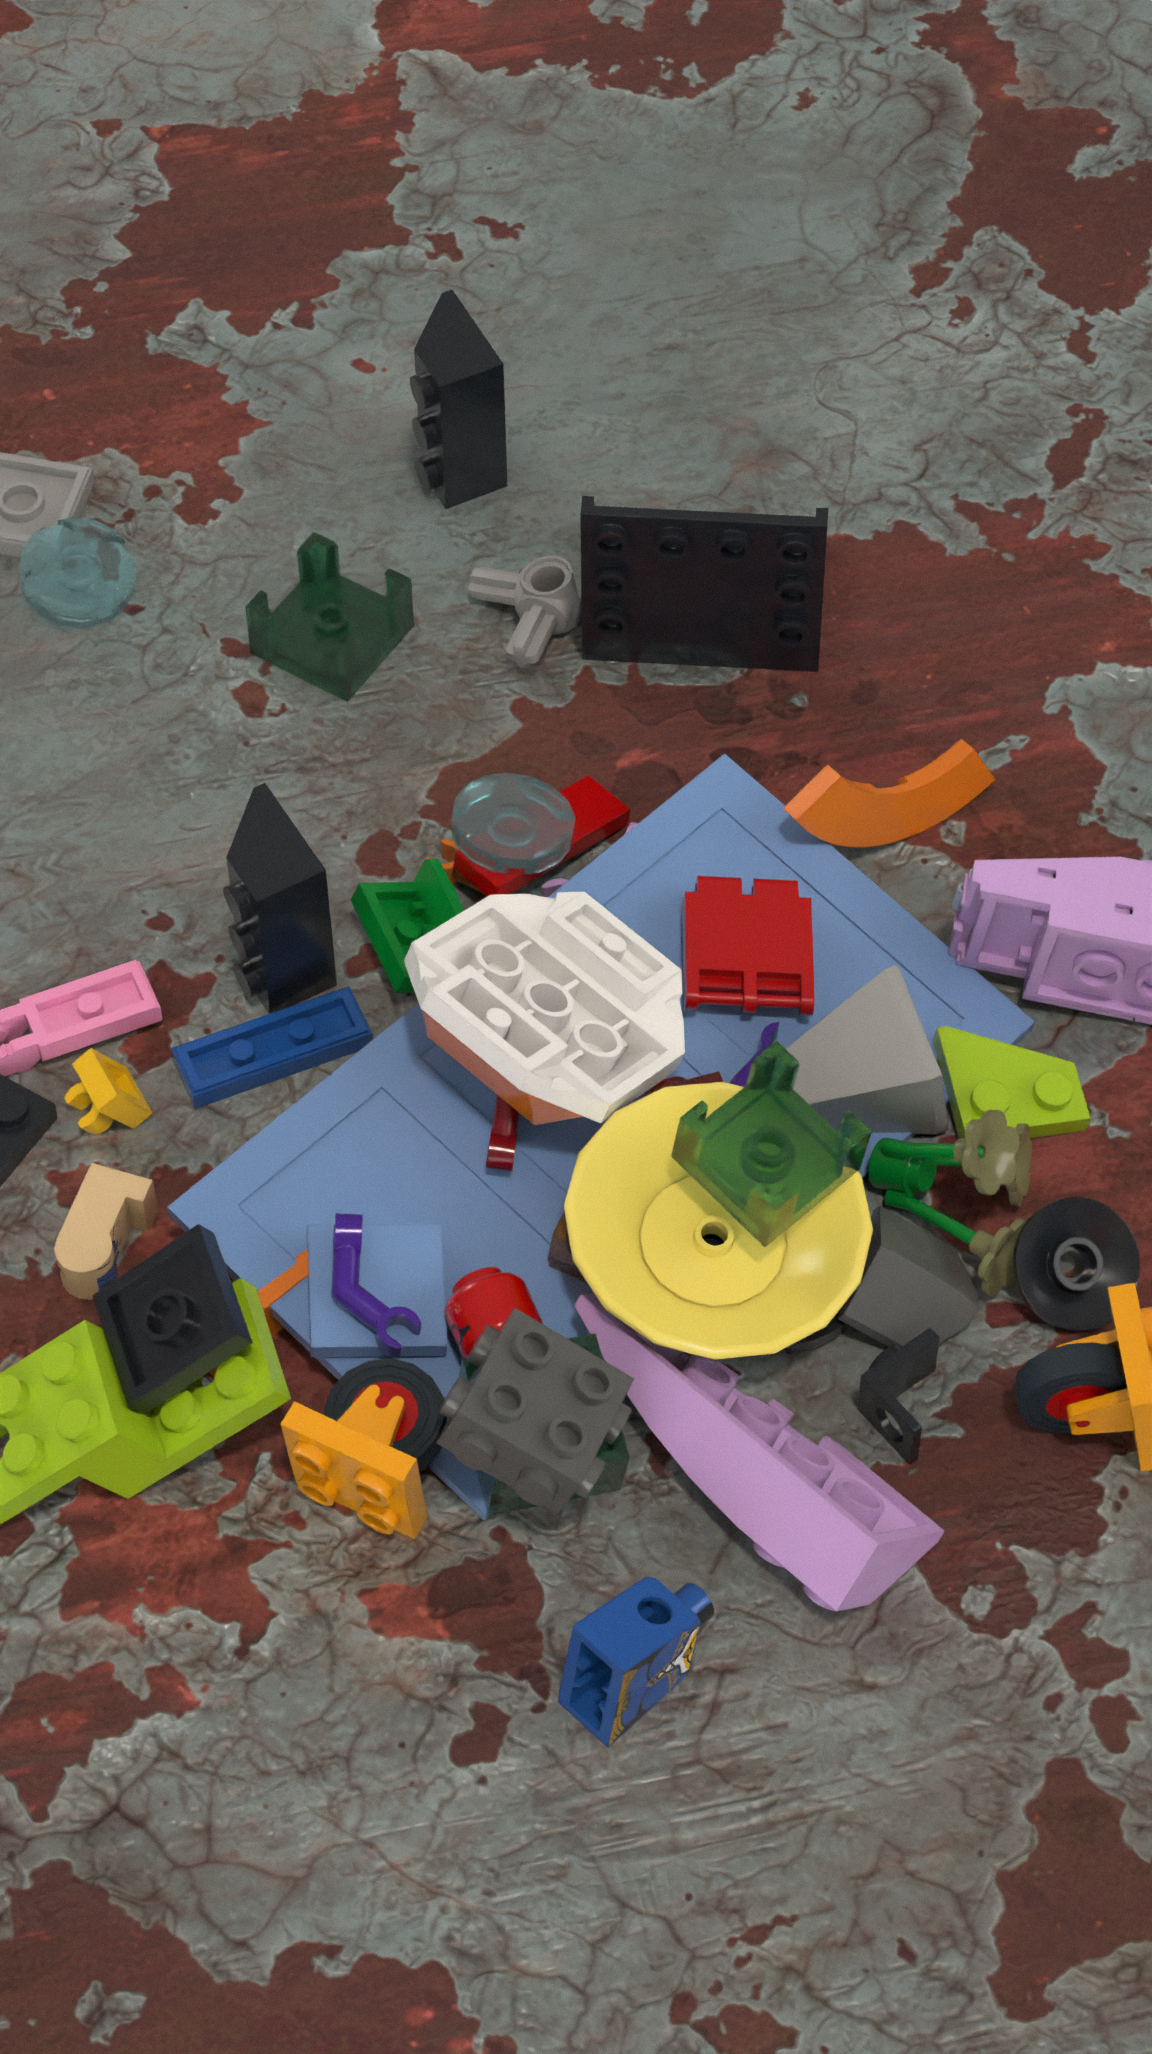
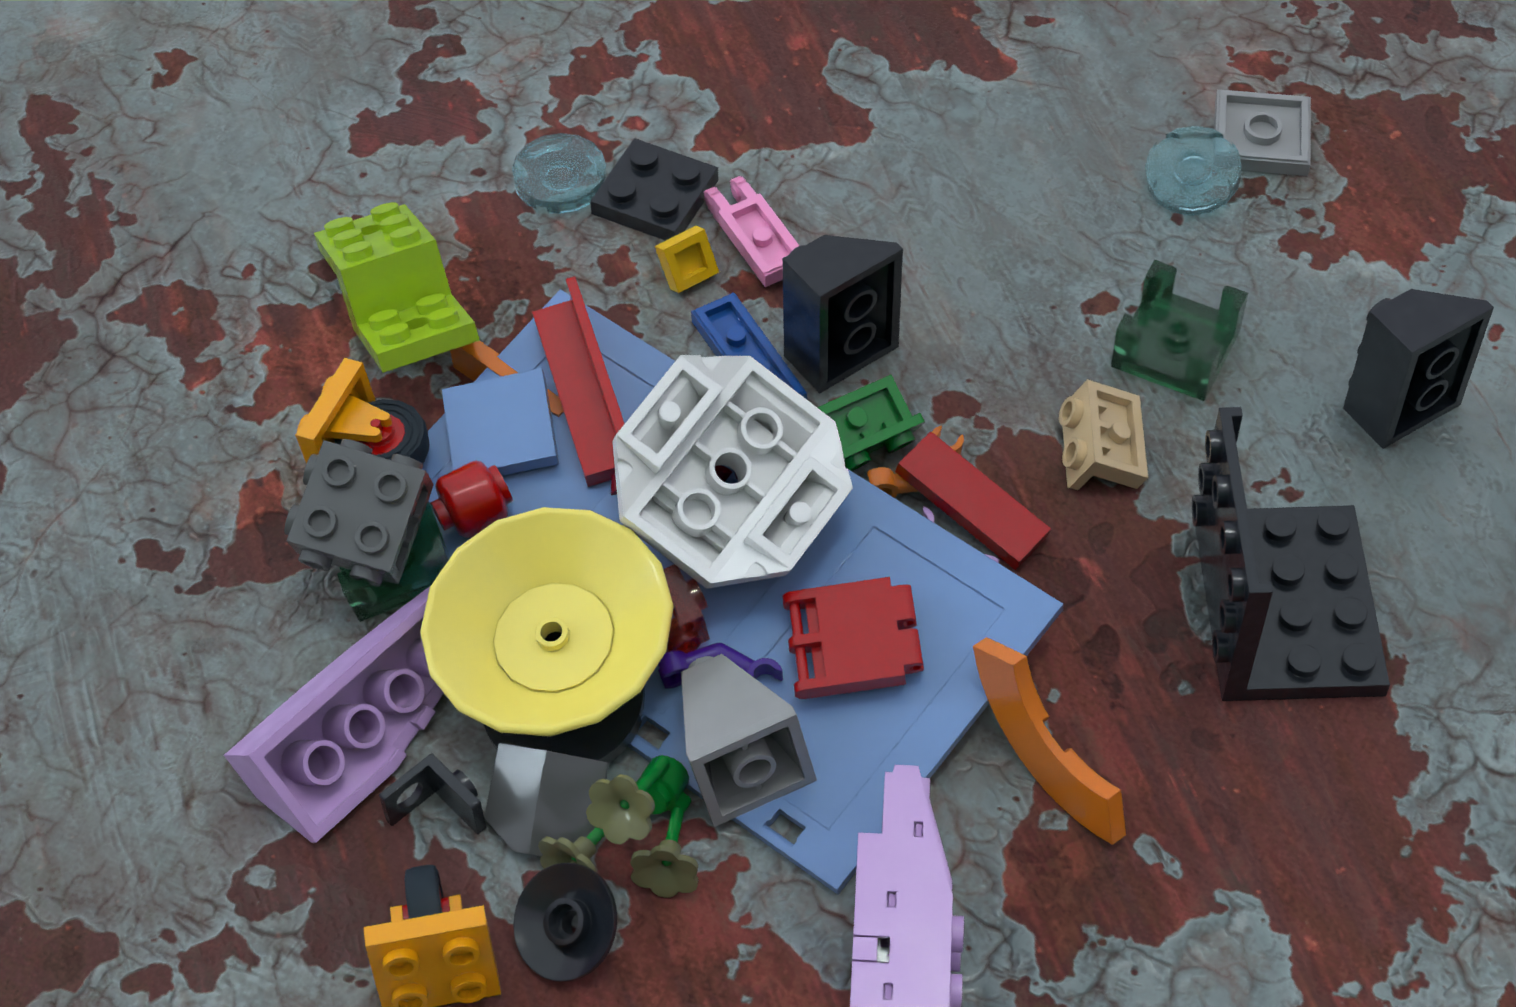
camera: 85 degrees right, 0 degrees up
(98, 1226) = (546, 265): tan leg -> none
(171, 1319) = (437, 286): black plate -> none
(356, 1169) = (581, 383): none -> red panel
(356, 1299) = (519, 388): dark purple arm -> none
(467, 715) = (1103, 436): none -> tan bracket
(512, 823) = (965, 465): clear light blue tile -> none
(542, 597) = (1252, 459): light grey axle -> none
(631, 1655) = (191, 621): blue torso -> none
(768, 1149) = (594, 633): clear green panel -> none
(1008, 1078) = (754, 866): lime wing -> none

